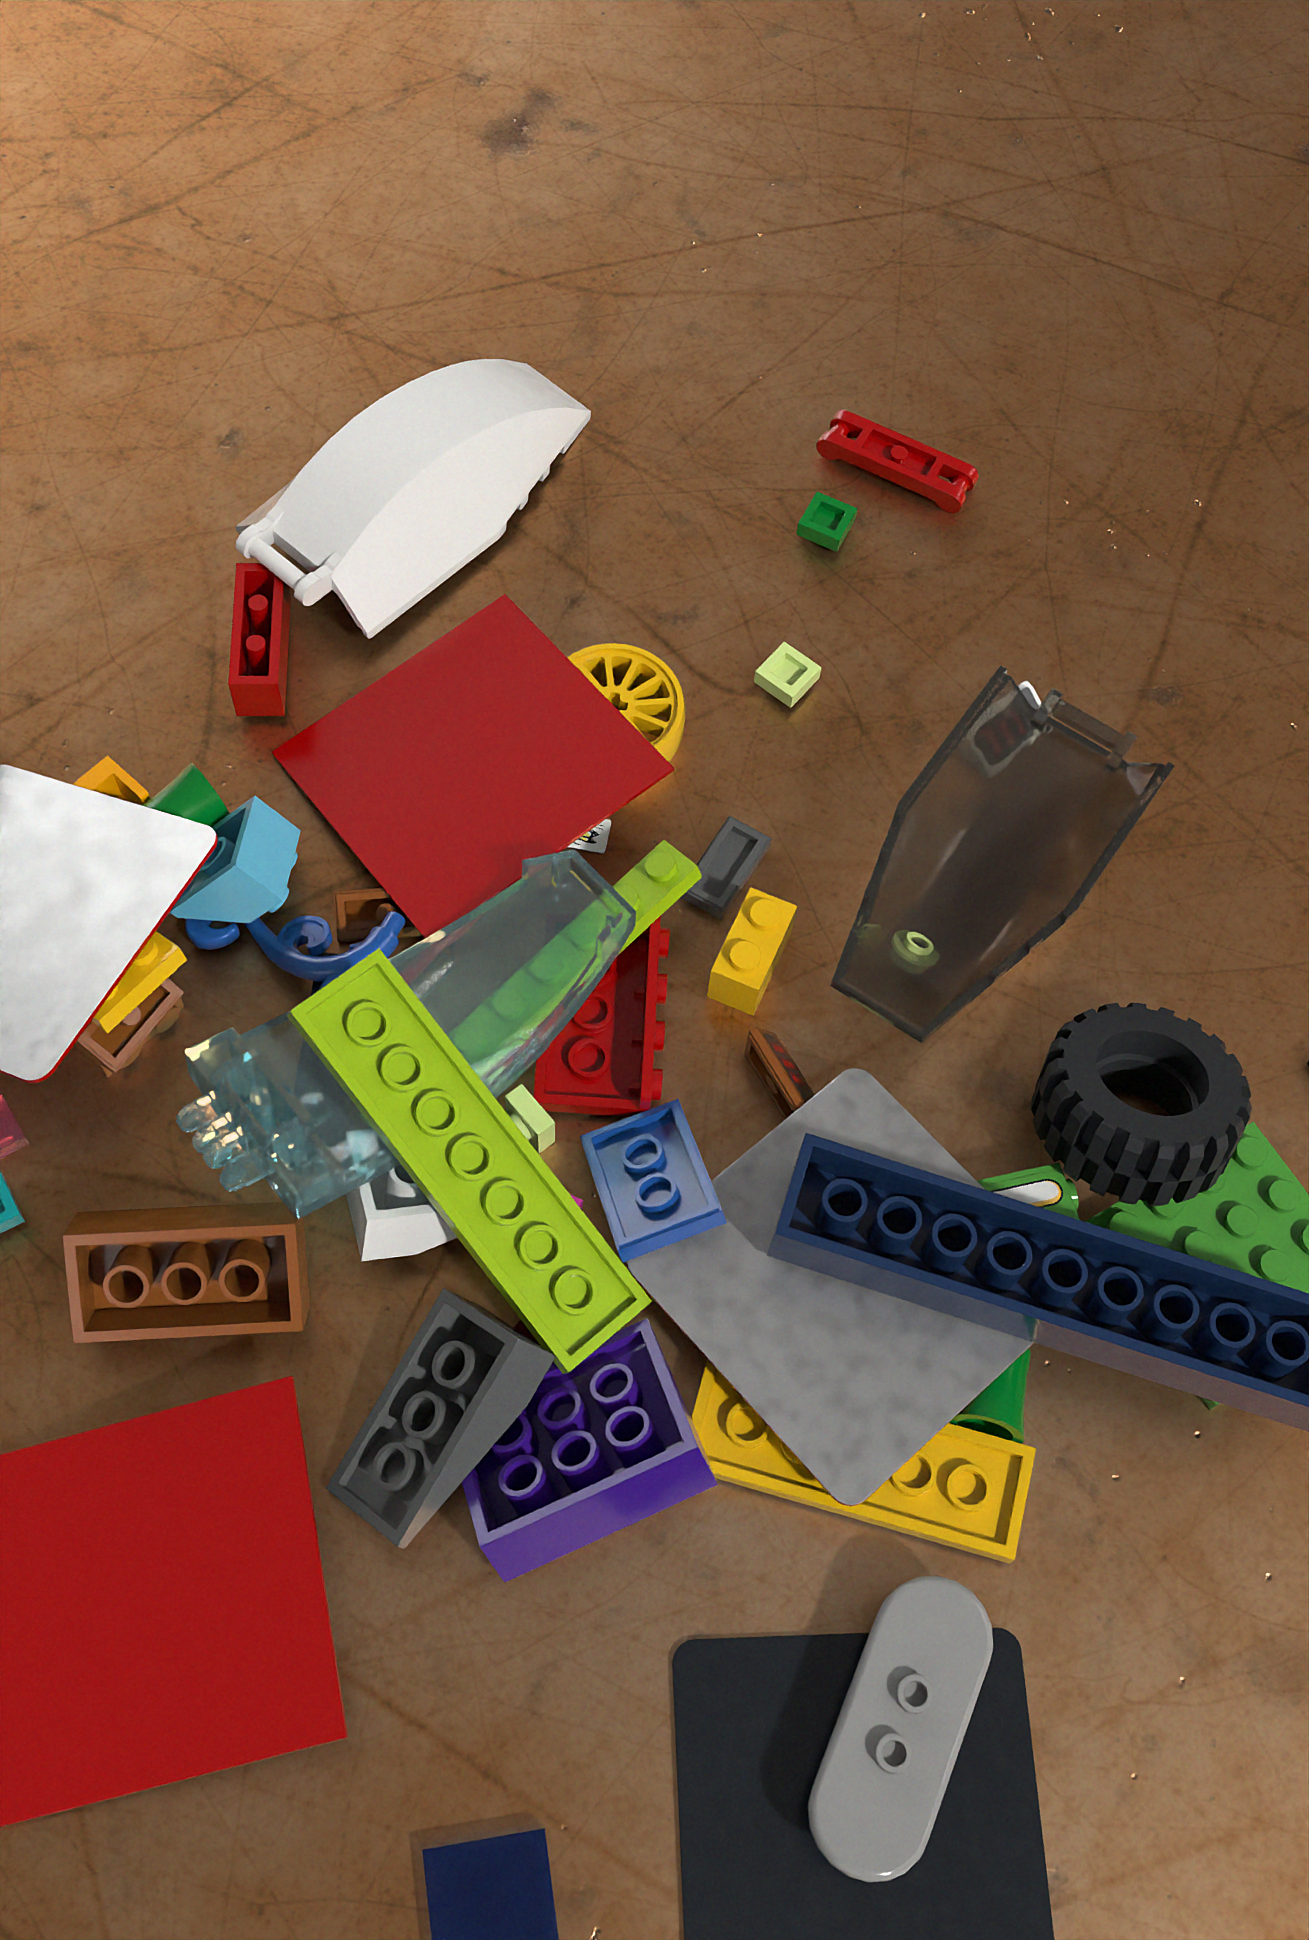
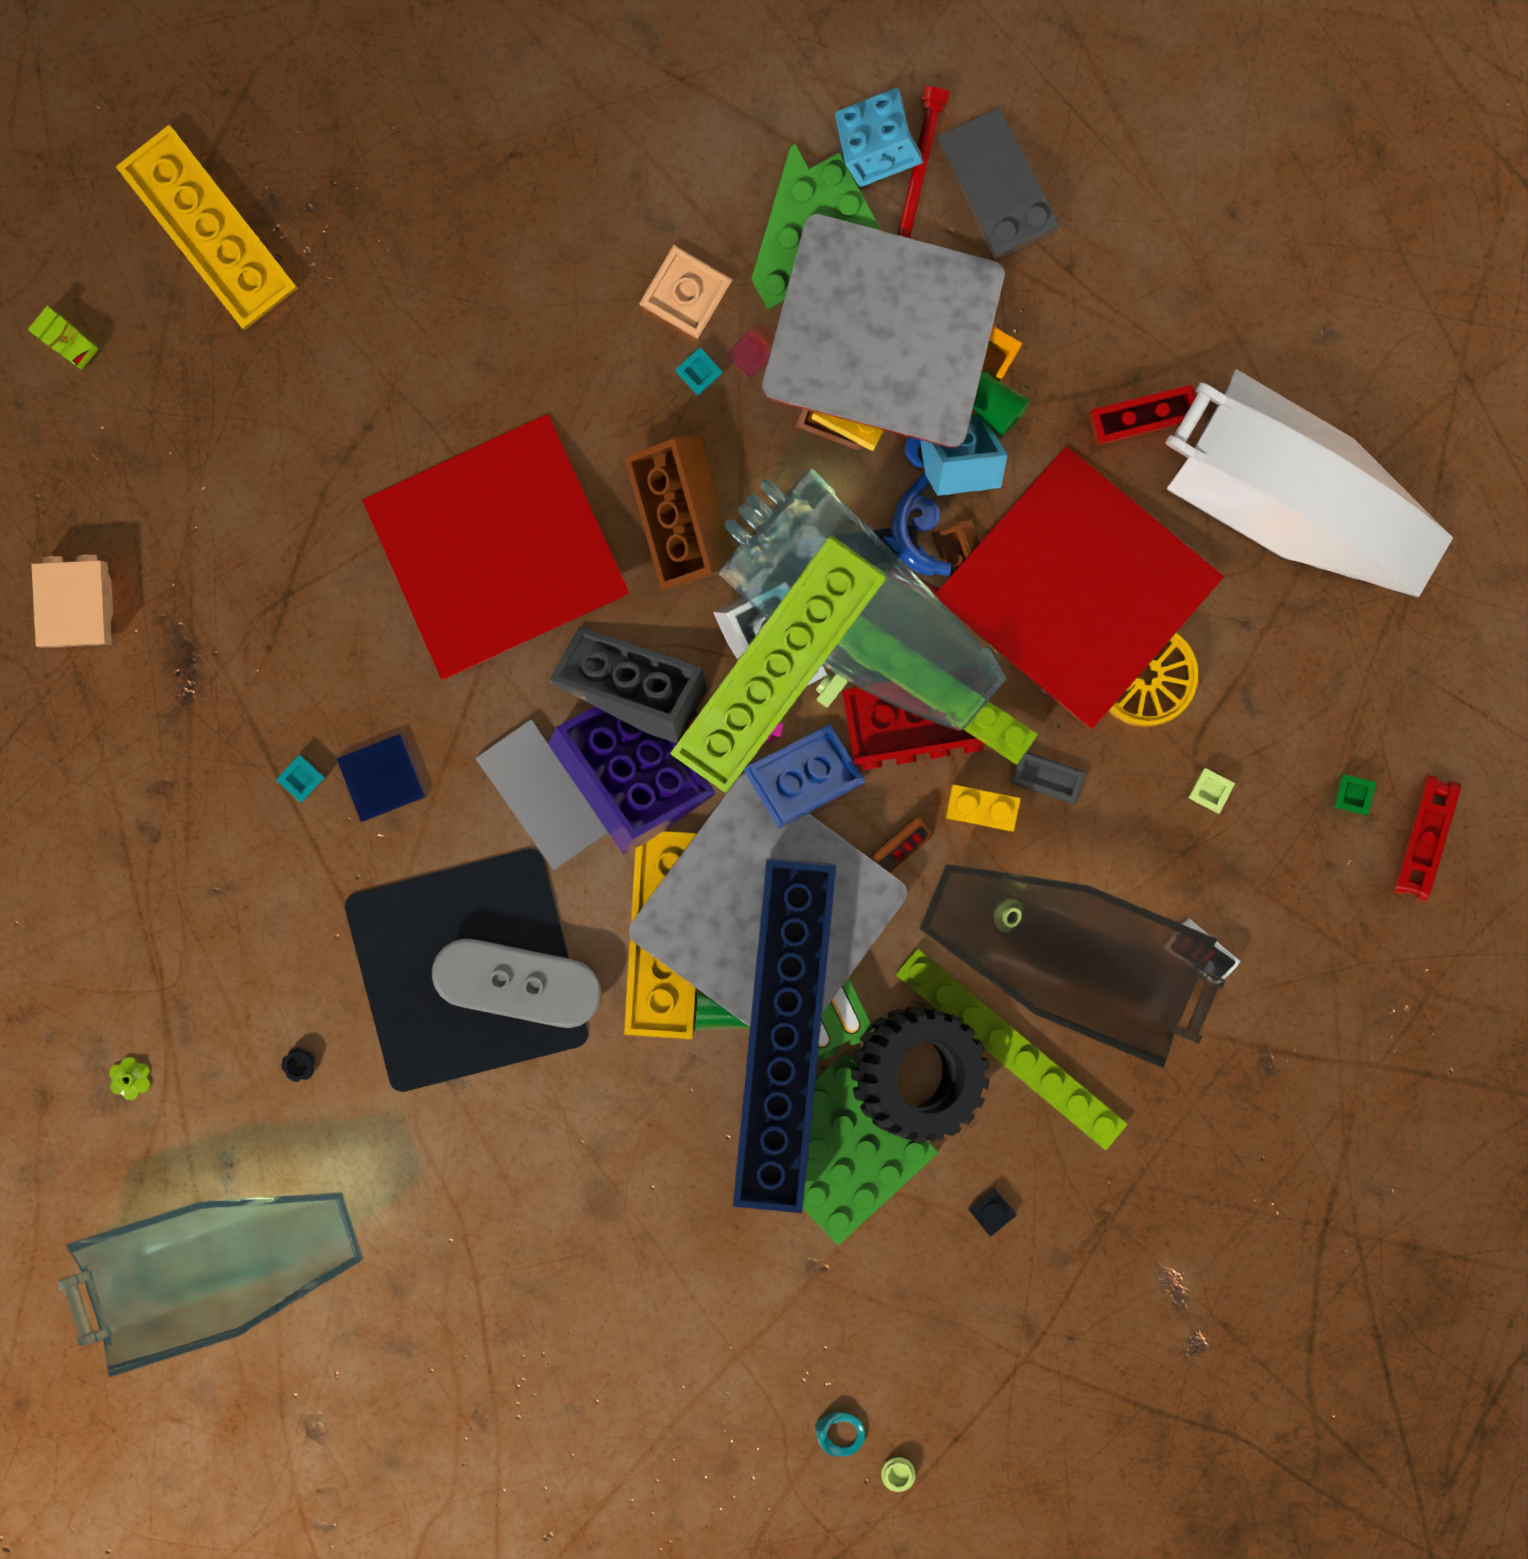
camera: 85 degrees right, 25 degrees up
(586, 1614) = (541, 794): none -> light grey tile
(1126, 978) = (1013, 1049): none -> lime plate

